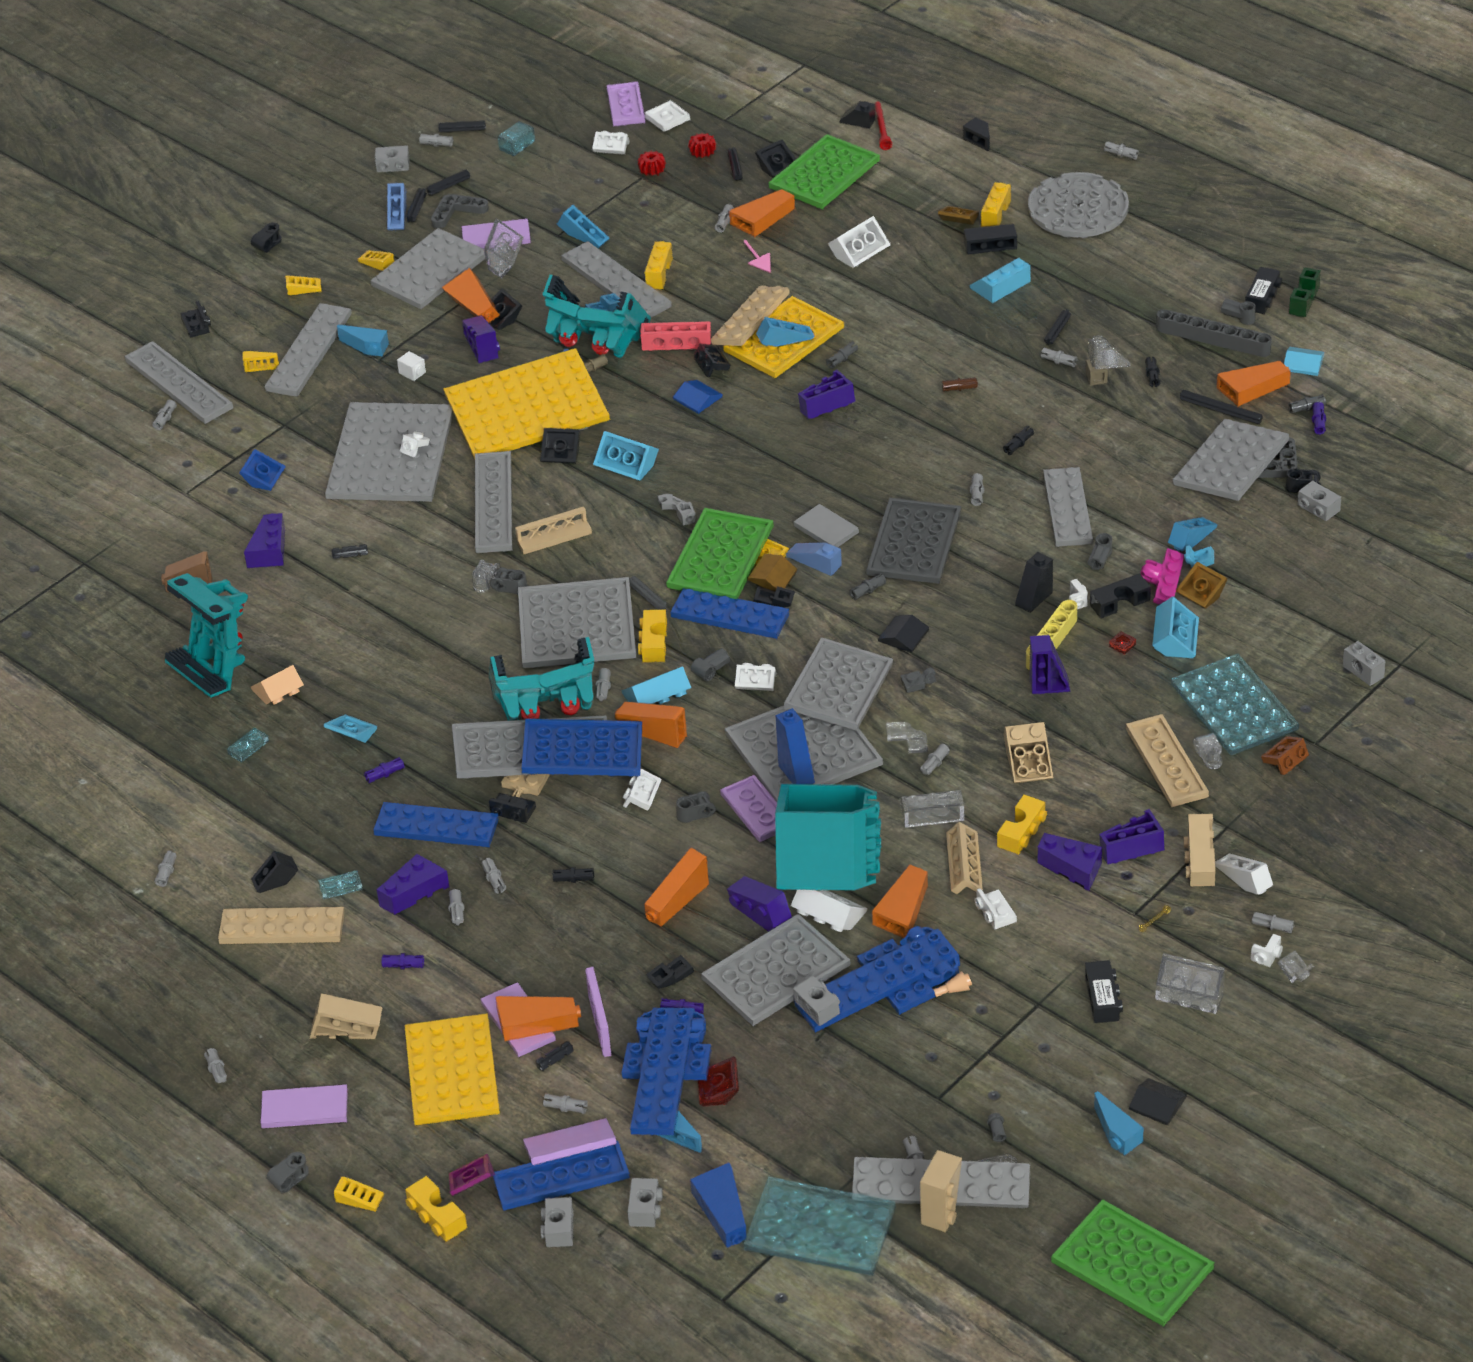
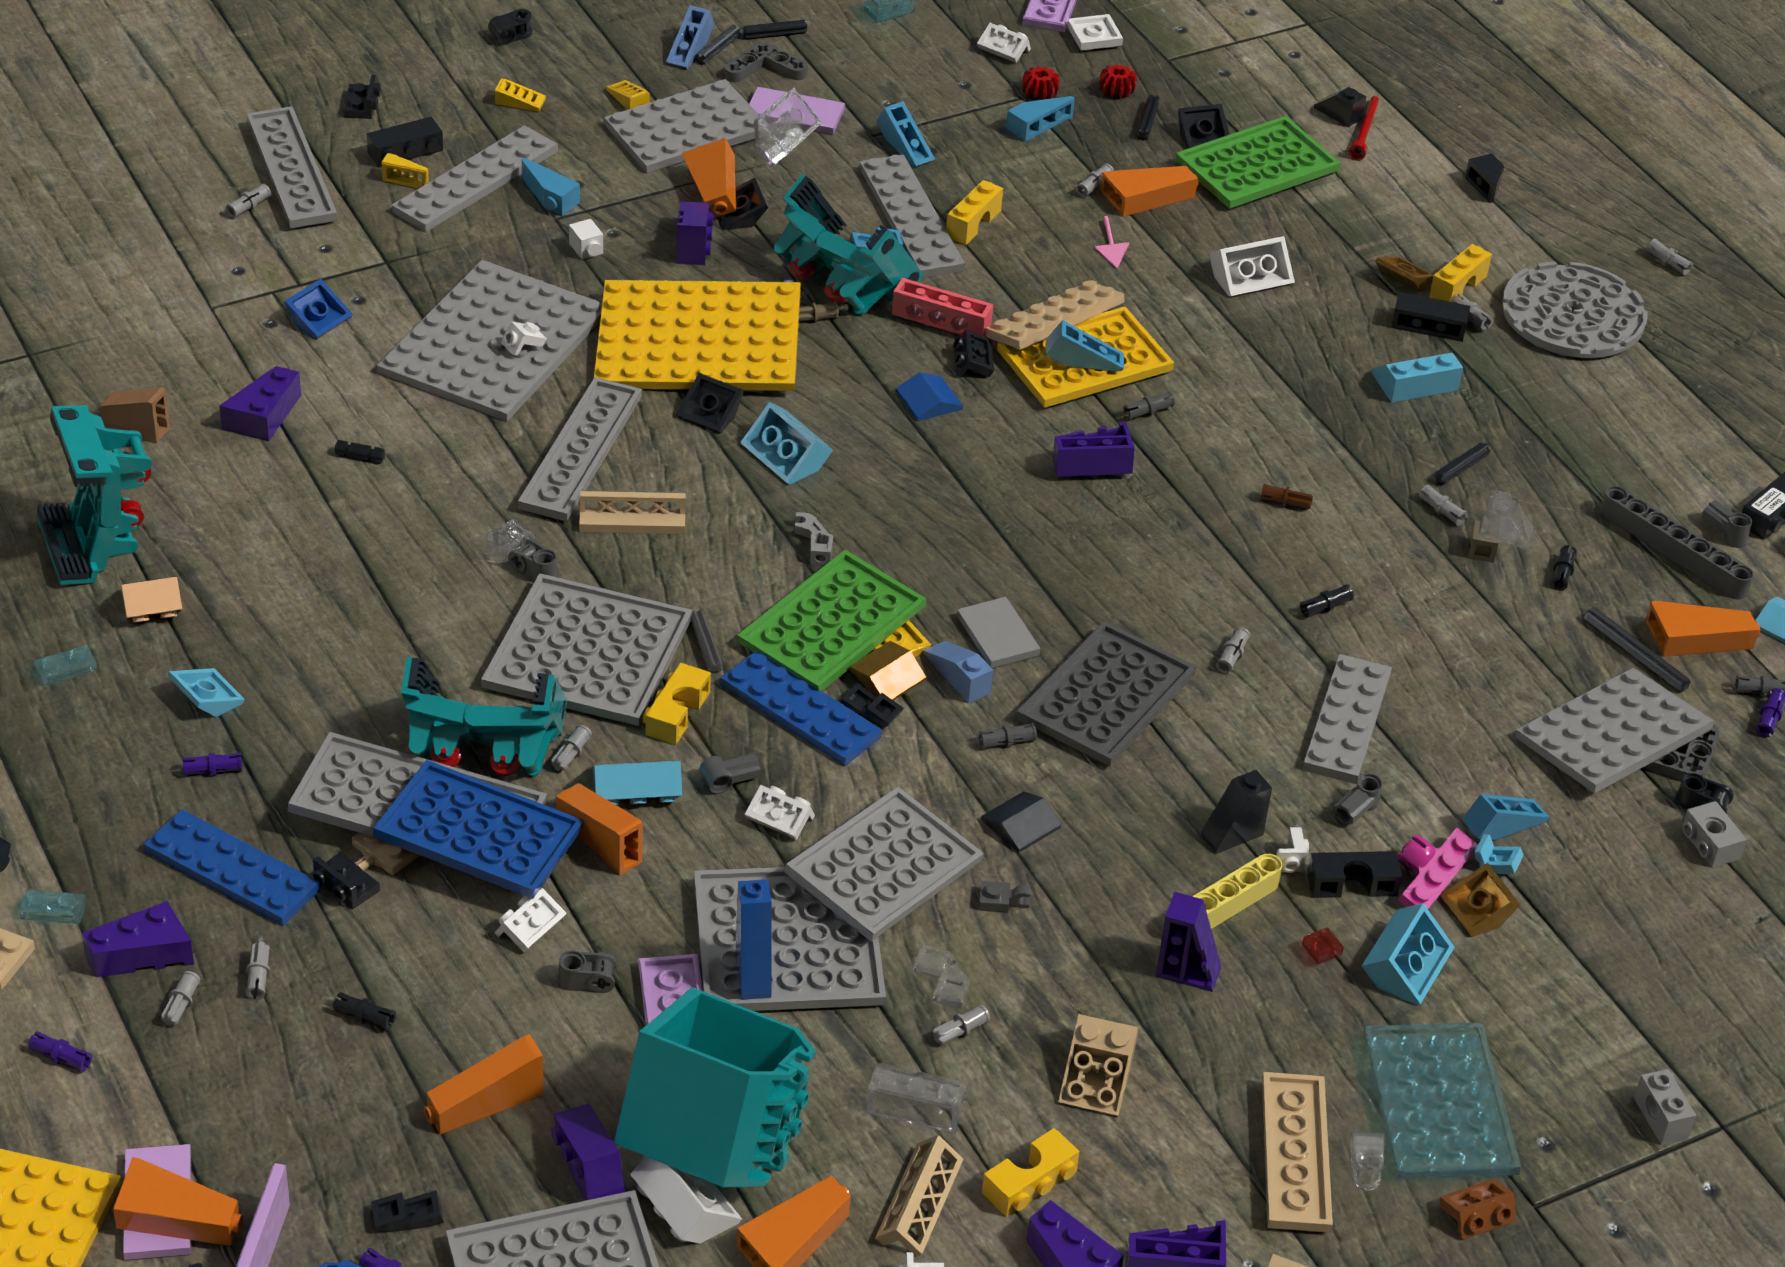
camera: 15 degrees right, 0 degrees up
(247, 338) = (405, 140): none -> black brick
(662, 187) = (1038, 116): none -> dark azure slope
(1020, 229) = (1475, 314): none -> light grey pin

